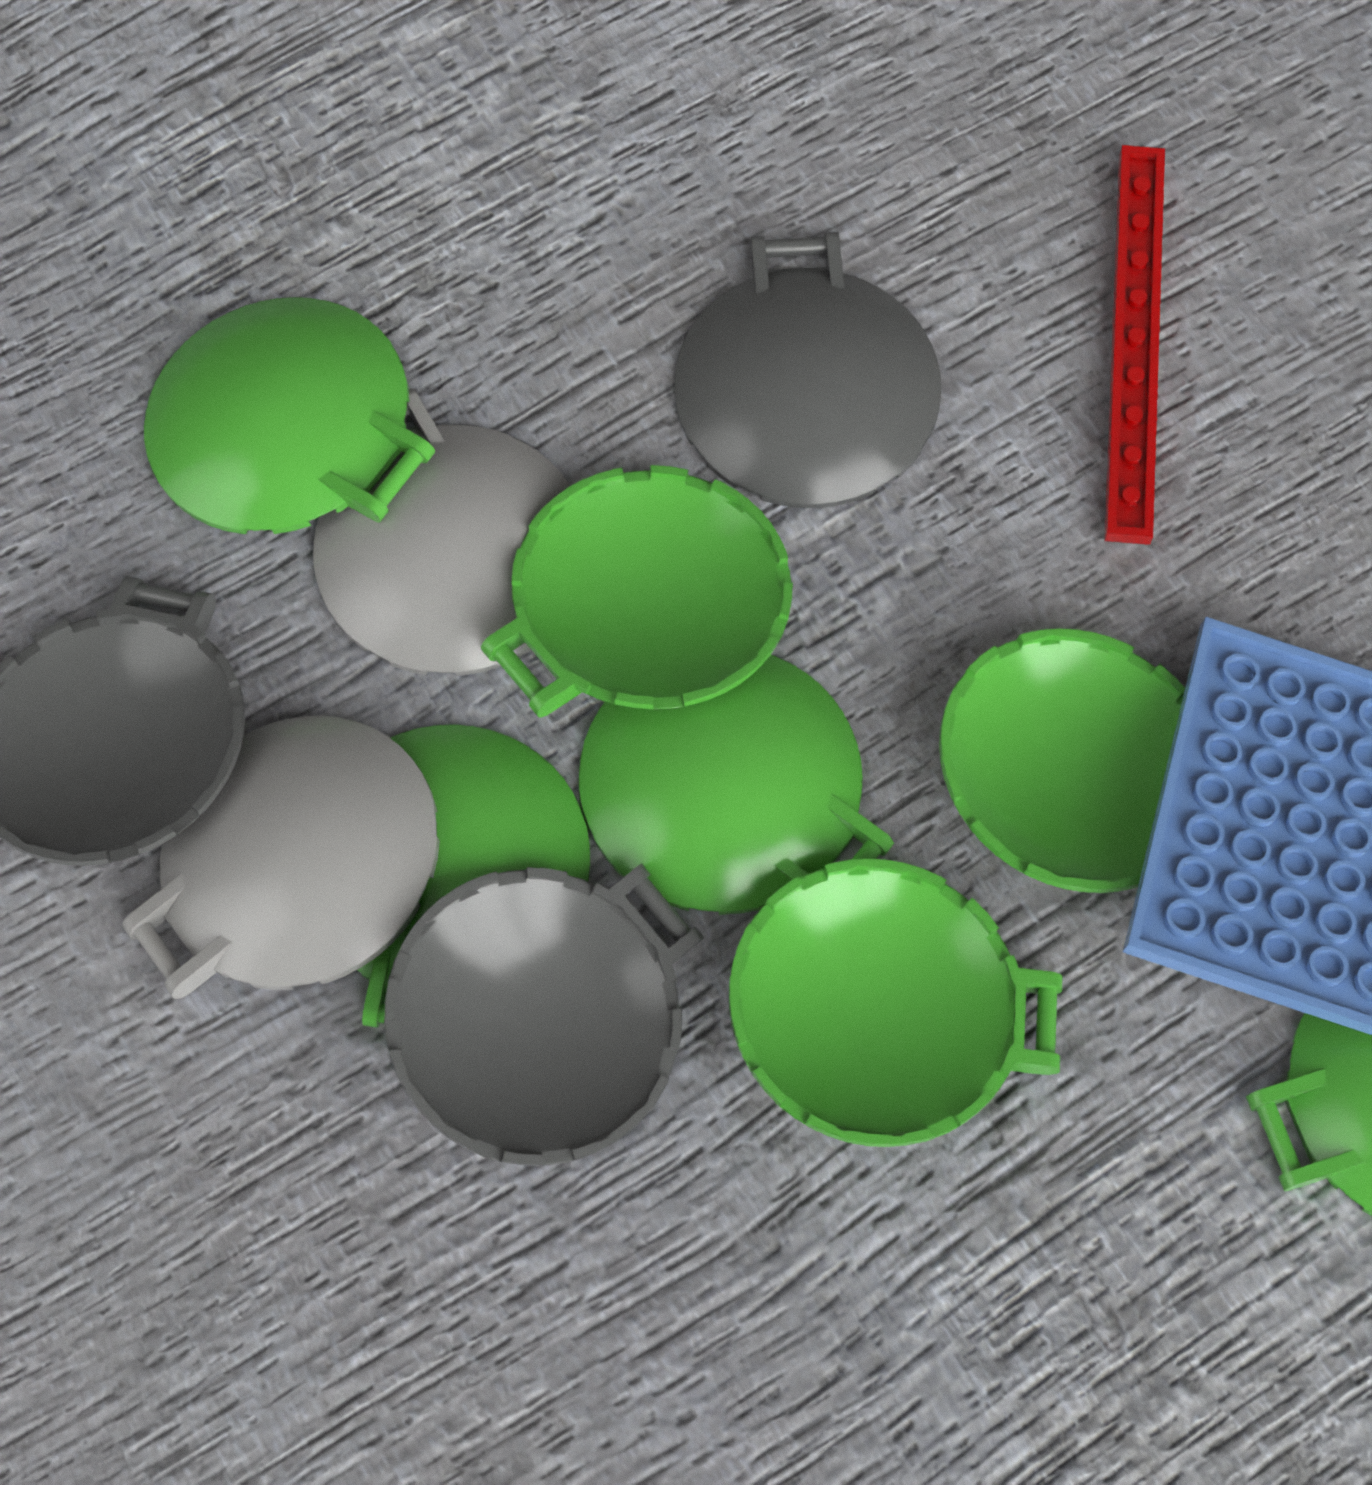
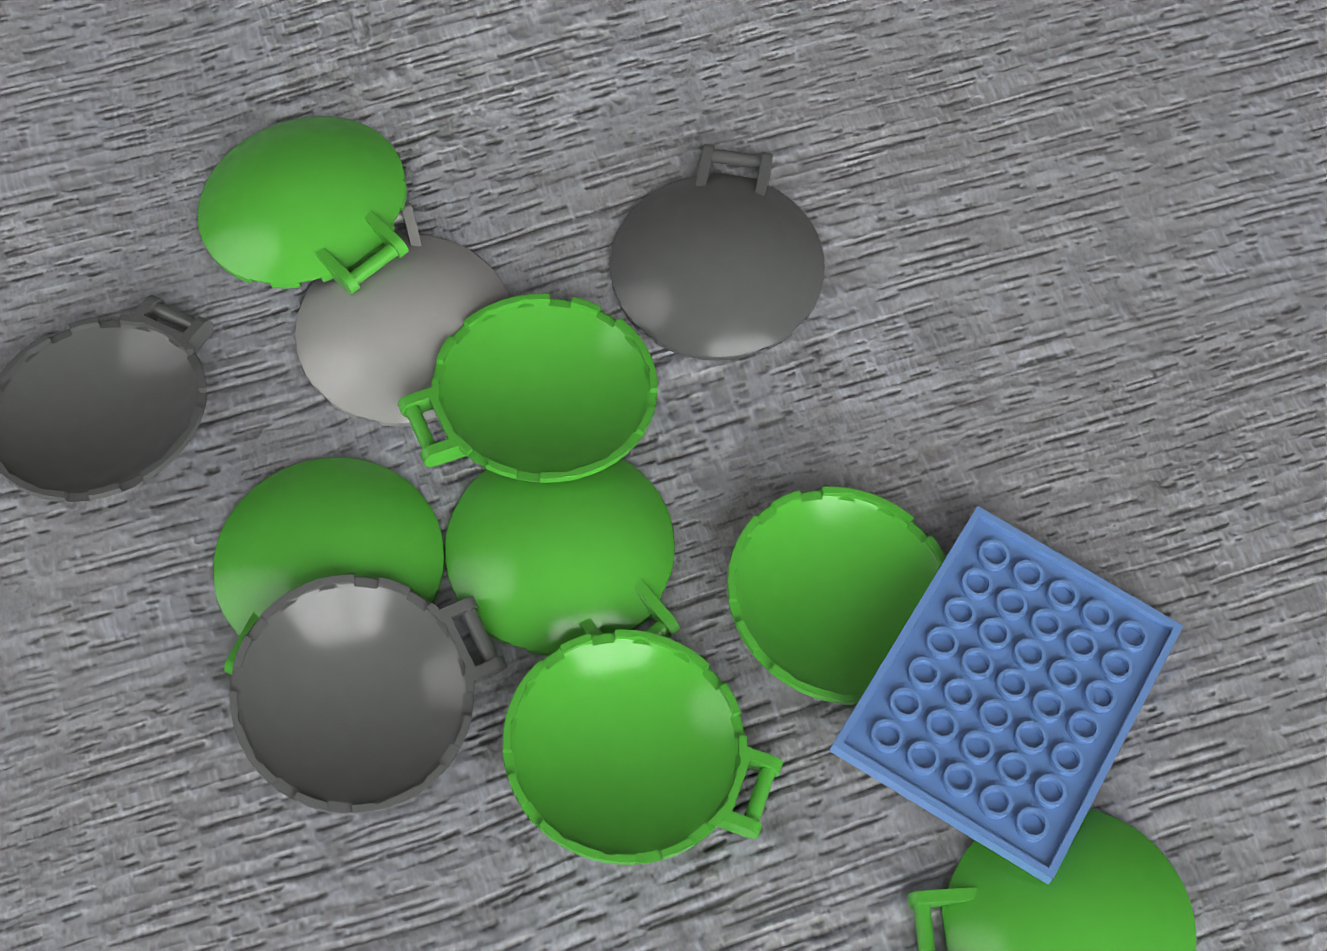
camera: 15 degrees right, 5 degrees down
(297, 861) = (209, 533): light grey dish -> none
(1135, 346) = (983, 289): red plate -> none

